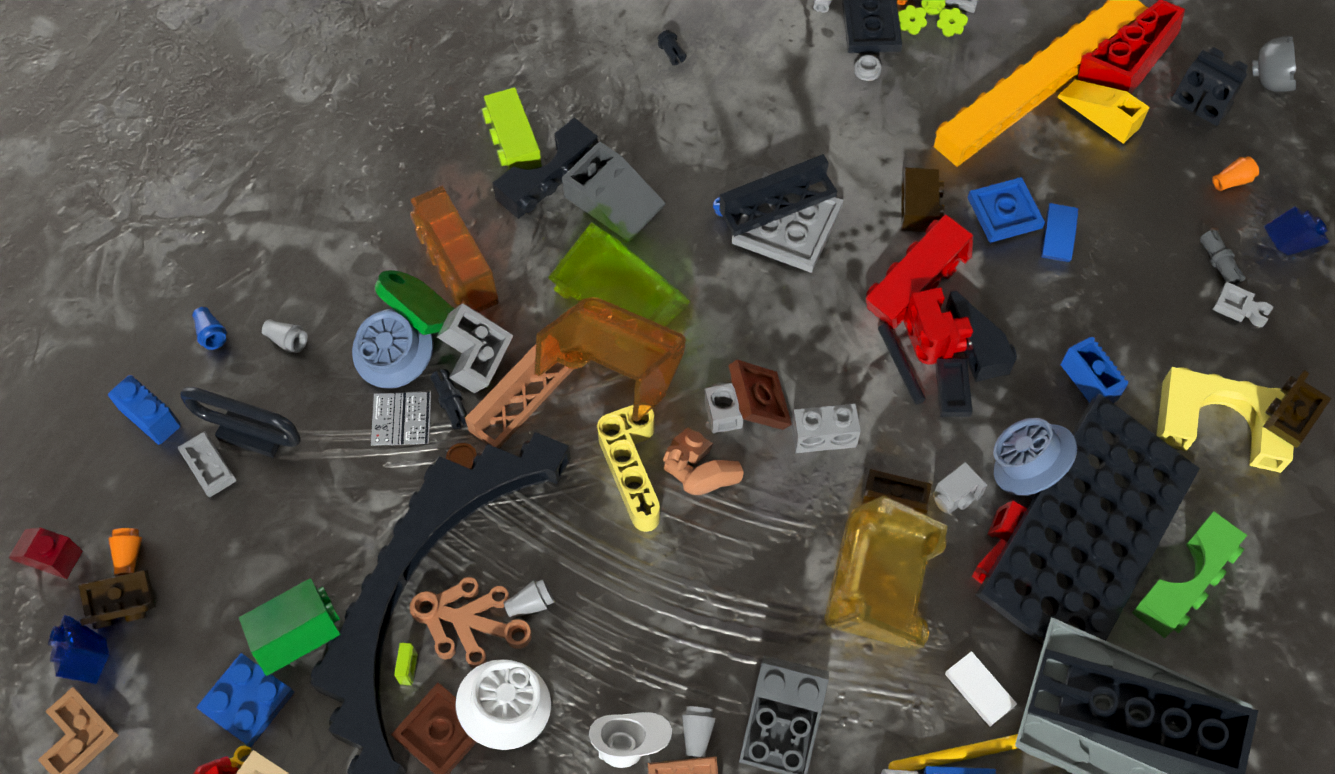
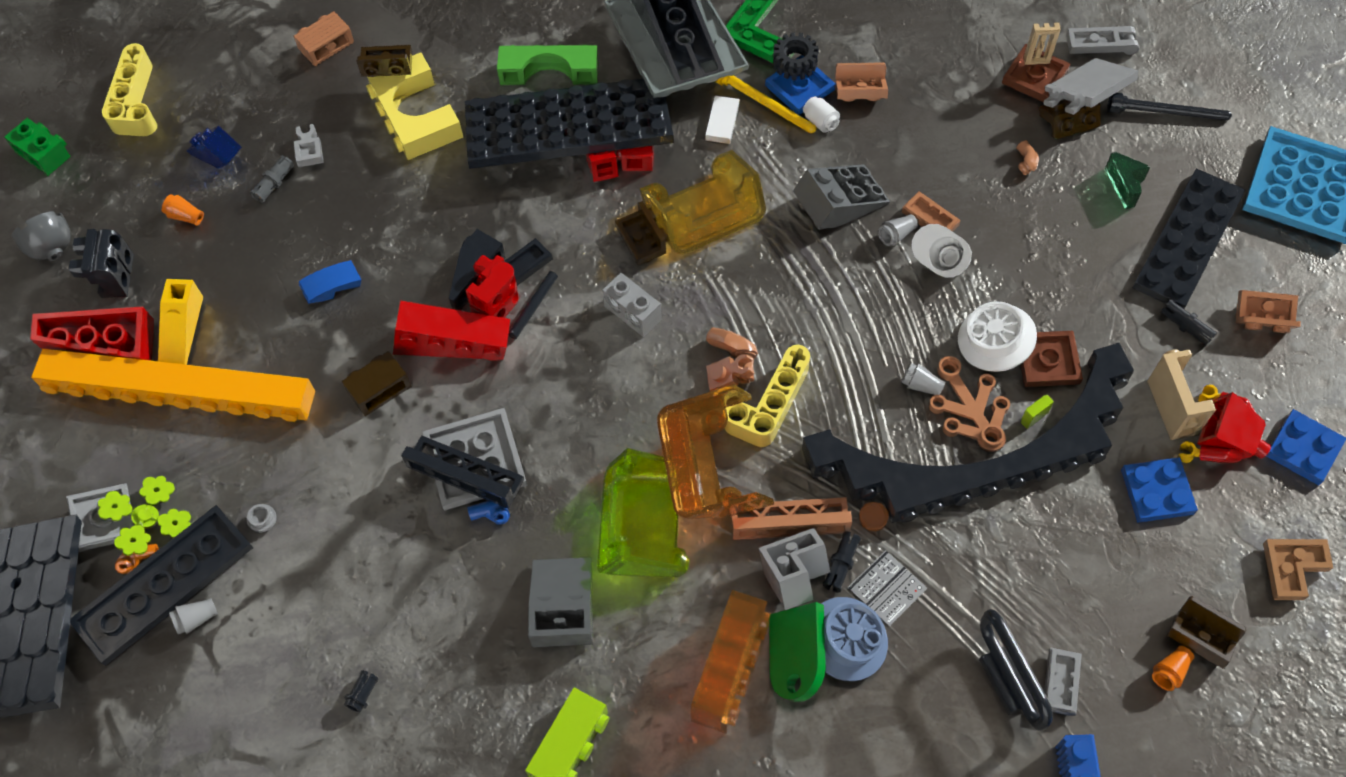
camera: 130 degrees left, 0 degrees up
(46, 552) = (1238, 726): dark red slope -> none
(77, 651) = (1262, 614): clear blue slope -> none
(287, 336) = (916, 735): light grey cone -> none
(290, 626) = (1096, 493): green brick -> none
(522, 189) = (541, 673): black arch -> none
(723, 418) = (674, 367): light grey brick -> none
(759, 395) = (647, 356): copper plate -> none
(959, 489) = (604, 206): light grey brick -> none
(1006, 209) = (337, 326): blue plate -> none
(1032, 456) = (546, 173): sand blue wheel -> none
(1093, 371) = (446, 184): blue brick -> none

